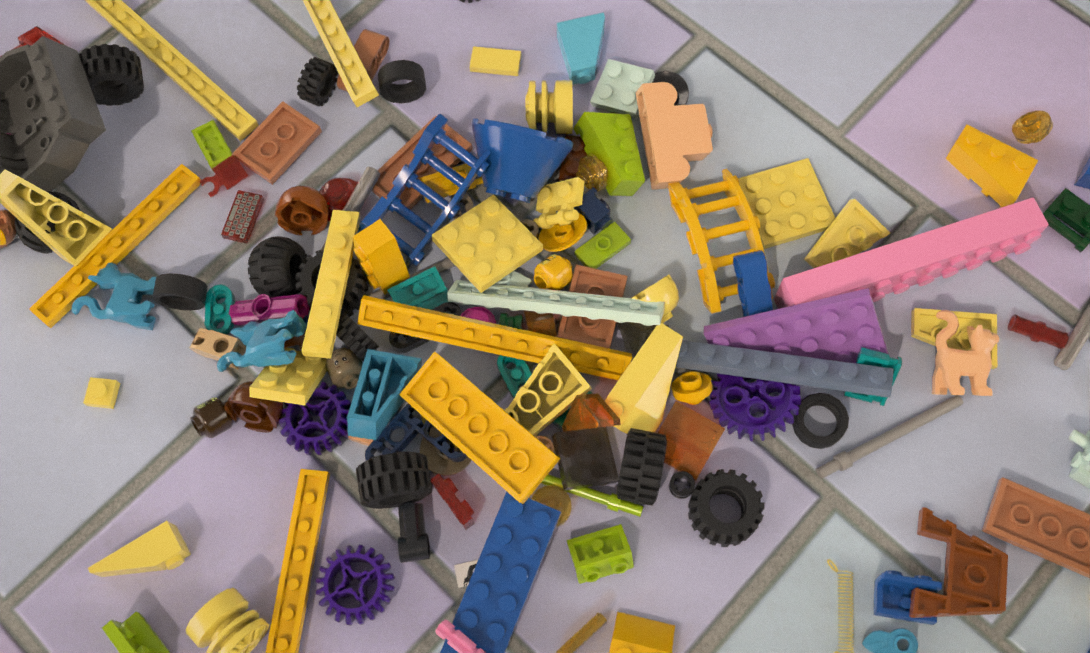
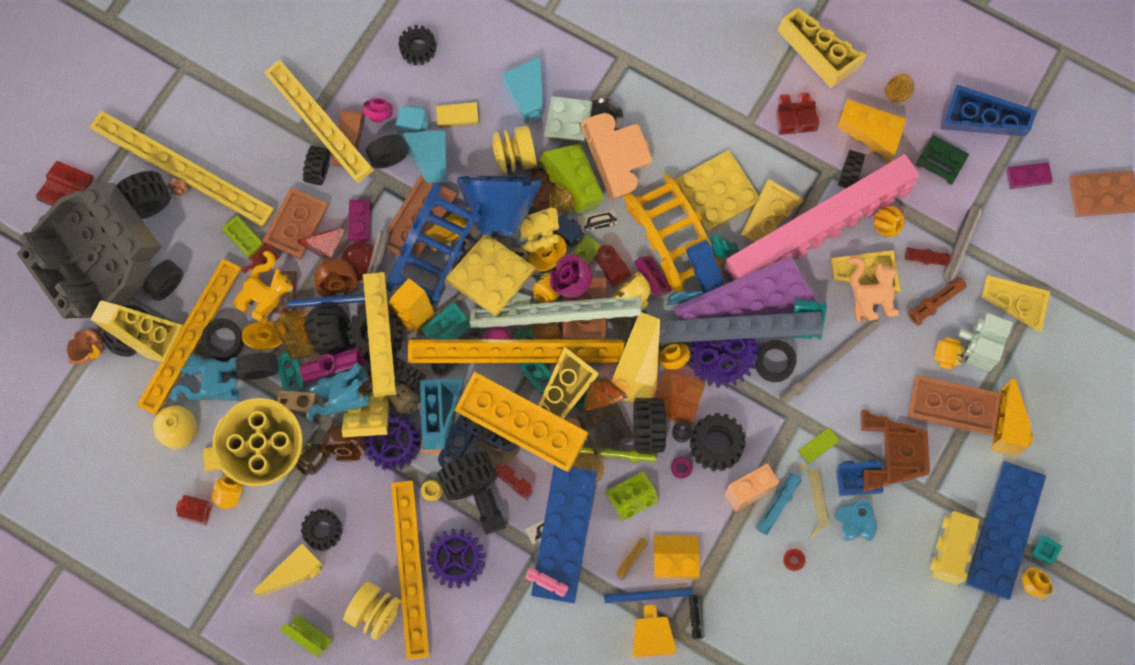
camera: 15 degrees left, 5 degrees up
(54, 449) = (194, 509): none -> clear red brick
(66, 344) = (175, 427): none -> light yellow cylinder
(98, 436) = (226, 493): none -> yellow head
(99, 162) = (163, 280): none -> black tyre
(141, 380) = (257, 442): none -> light yellow cone
(143, 241) = (216, 325): none -> black tyre
(157, 77) = (178, 187): none -> nougat plate
(188, 497) = (321, 516): none -> black tyre
(200, 259) = (261, 336): none -> yellow dish
(215, 214) = (265, 296): none -> yellow animal
(232, 264) = (293, 335): none -> clear yellow brick
(266, 232) = (310, 302): none -> blue bar
(299, 169) = (323, 243): none -> clear red slope
(347, 490) = (431, 490): none -> light yellow plate
(352, 154) = (359, 220): none -> magenta plate
(405, 37) = (377, 109): none -> dark pink plate
(441, 57) = (412, 120): none -> medium azure brick
(451, 93) = (429, 154): none -> medium azure slope
(584, 263) = (571, 276): none -> magenta cylinder
(632, 209) = (597, 220): none -> sticker
(639, 266) = (613, 268): none -> clear red piece
(674, 522) = (681, 461): none -> magenta plate
(689, 293) = (653, 274): none -> magenta plate
(717, 315) = (681, 297): none -> dark azure plate
(760, 578) = (751, 488): none -> light nougat brick
(779, 265) = (722, 246): none -> teal plate
(795, 602) = (783, 495): none -> dark azure pin
(857, 541) = (818, 445): none -> lime sticker
(899, 135) = (796, 116): none -> clear red hips
(941, 63) = (820, 48): none -> light yellow wedge
(958, 205) = (851, 168): none -> black tyre
(996, 278) = (889, 221): none -> yellow piece
(1033, 393) = (929, 306): none -> dark orange pin
(1051, 458) = (949, 353): none -> yellow head

